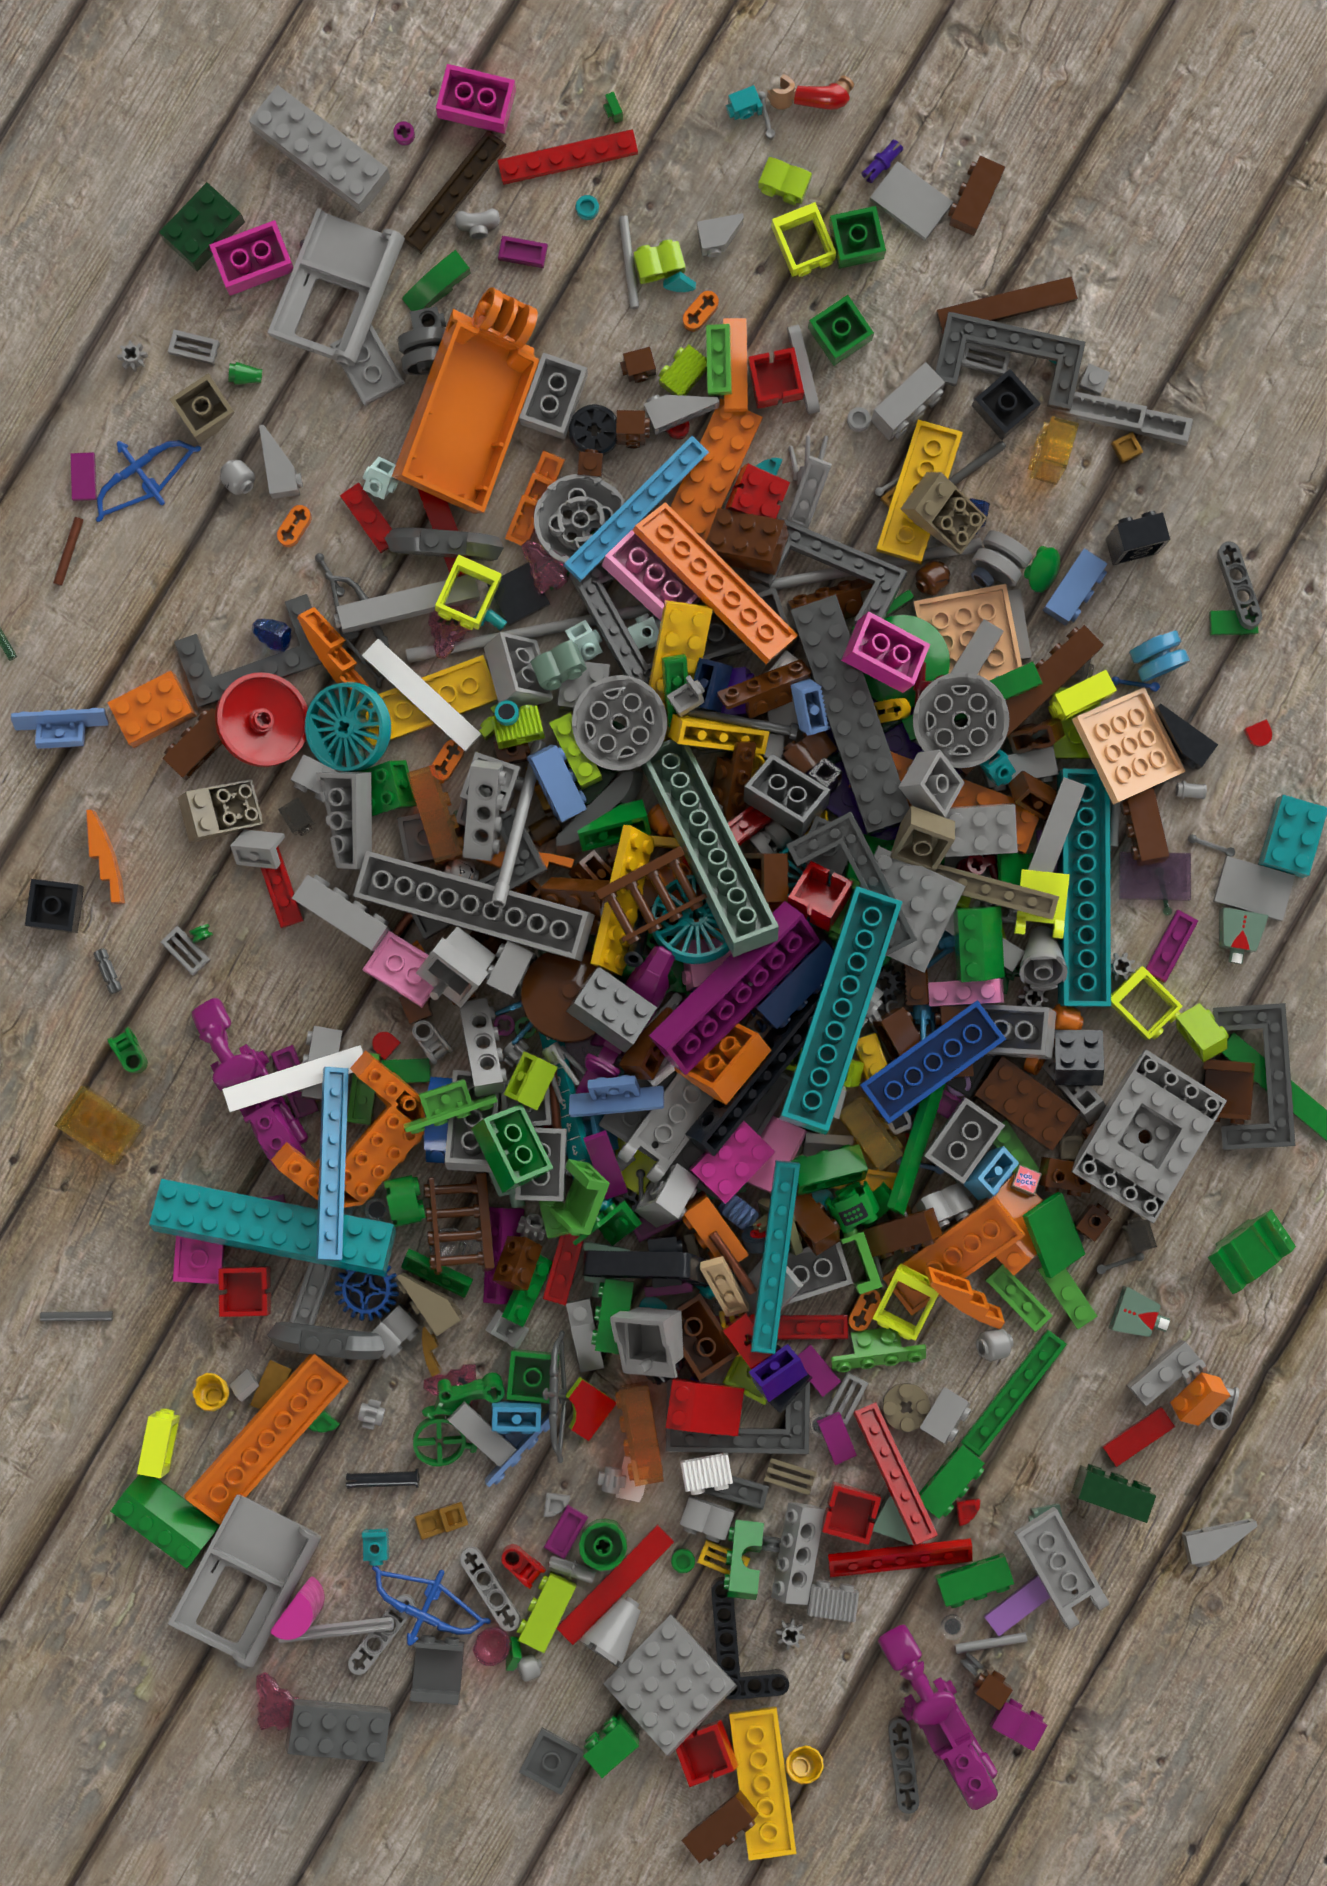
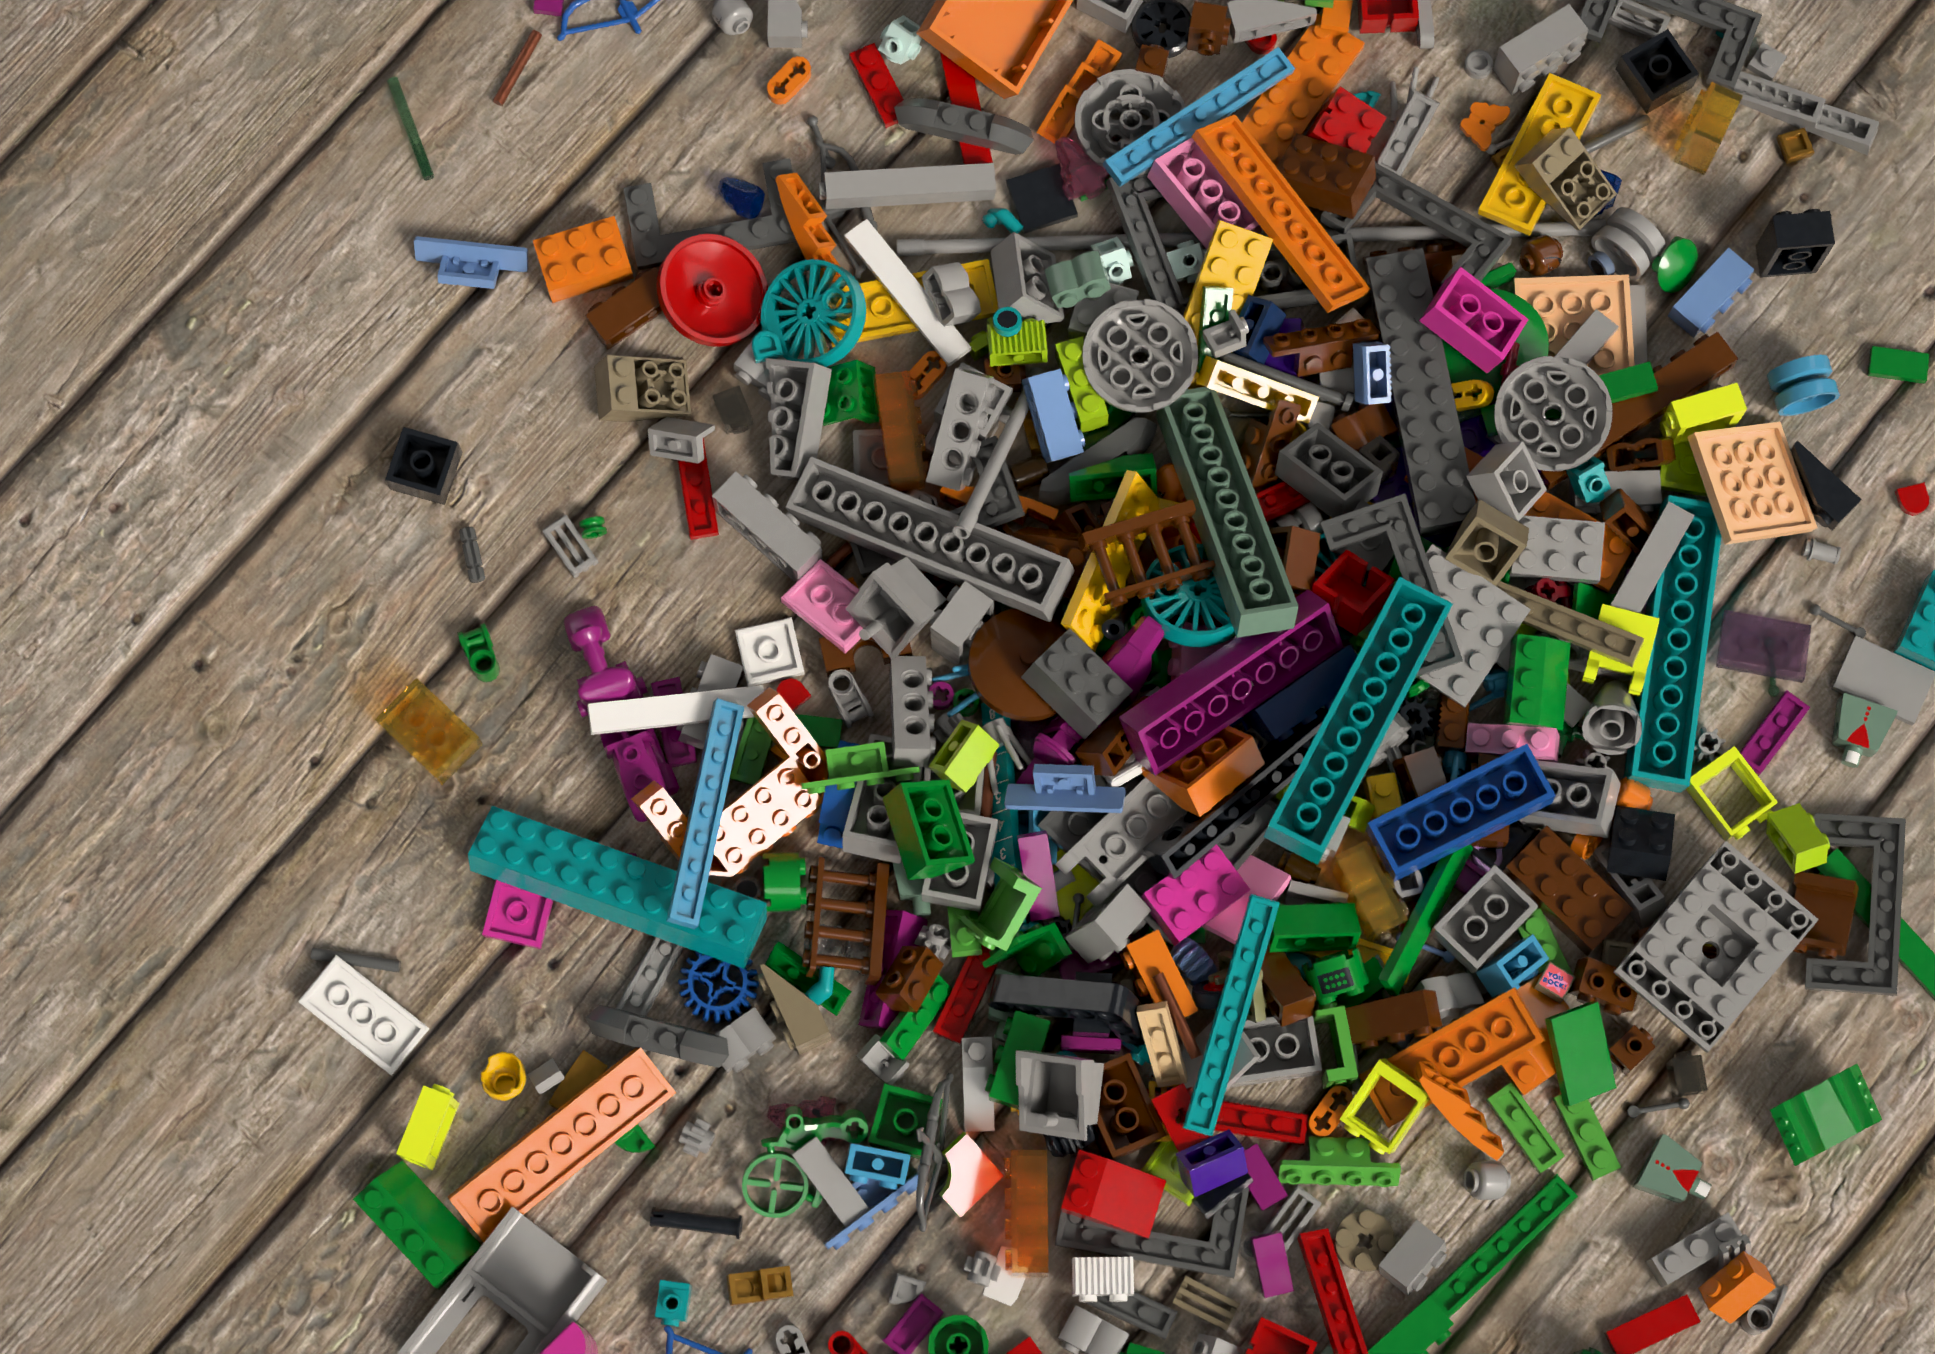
camera: 10 degrees right, 10 degrees down
(91, 1360) = (363, 1015): none -> white tile
(102, 849) = (492, 412): orange slope -> none
(245, 1291) = (569, 959): red piece -> none
(314, 761) = (766, 345): none -> teal tile
(361, 1011) = (769, 652): none -> white tile
(429, 1343) = (783, 1064): pearl gold slope -> none
(446, 633) = (953, 221): clear pink rock -> none
(450, 1283) = (824, 987): none -> teal arm
(457, 692) = (951, 294): none -> light grey brick
(474, 570) = (998, 159): neon yellow window -> none
(874, 463) = (1490, 116): none -> orange animal
(1115, 824) = (1723, 573): light grey bar -> none
(1145, 828) = (1759, 584): reddish brown brick -> none
(1153, 686) = (1791, 425): blue hinge -> none
(1235, 586) = (1914, 321): dark grey beam -> none

